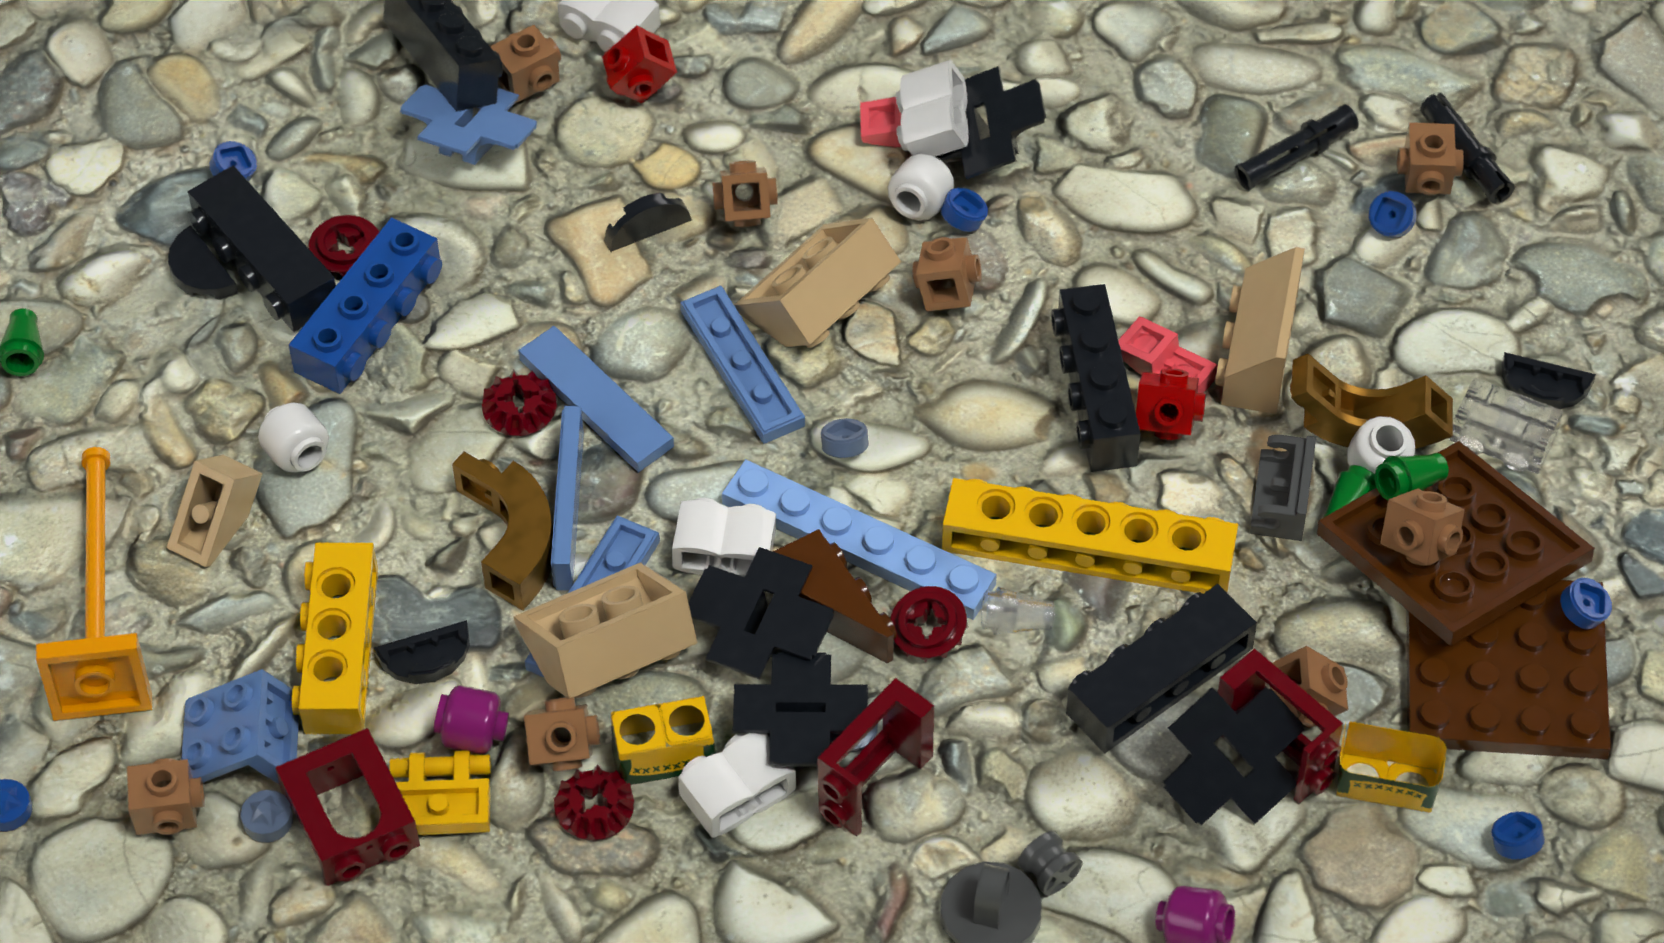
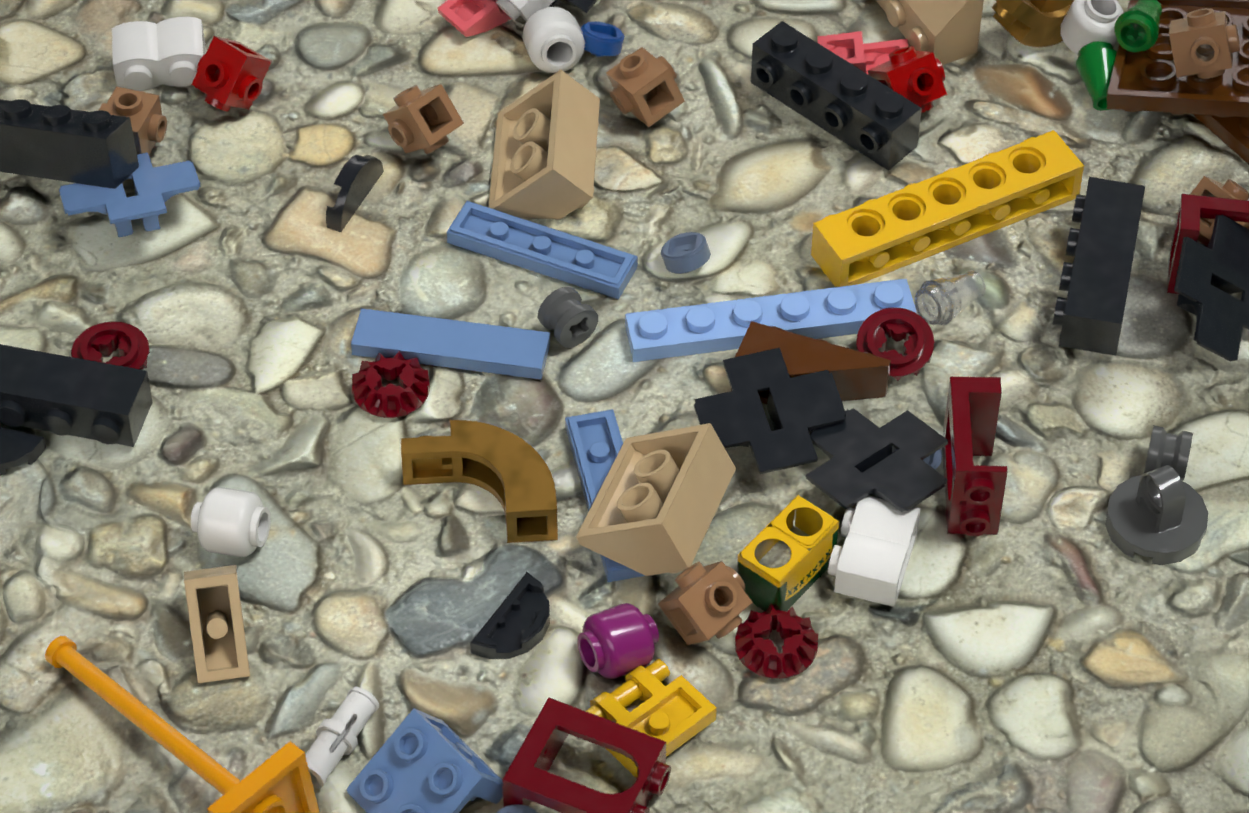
camera: 40 degrees left, 5 degrees down
(247, 644) = (339, 734): none -> white pin
(340, 703) = (461, 660): yellow brick -> none
(366, 306) = (183, 386): blue brick -> none
(567, 498) = (500, 409): medium blue tile -> none
(696, 433) = (567, 317): none -> dark grey wheel
(720, 536) = (666, 382): white brick -> none
(1283, 487) = (1046, 91): dark grey hinge -> none

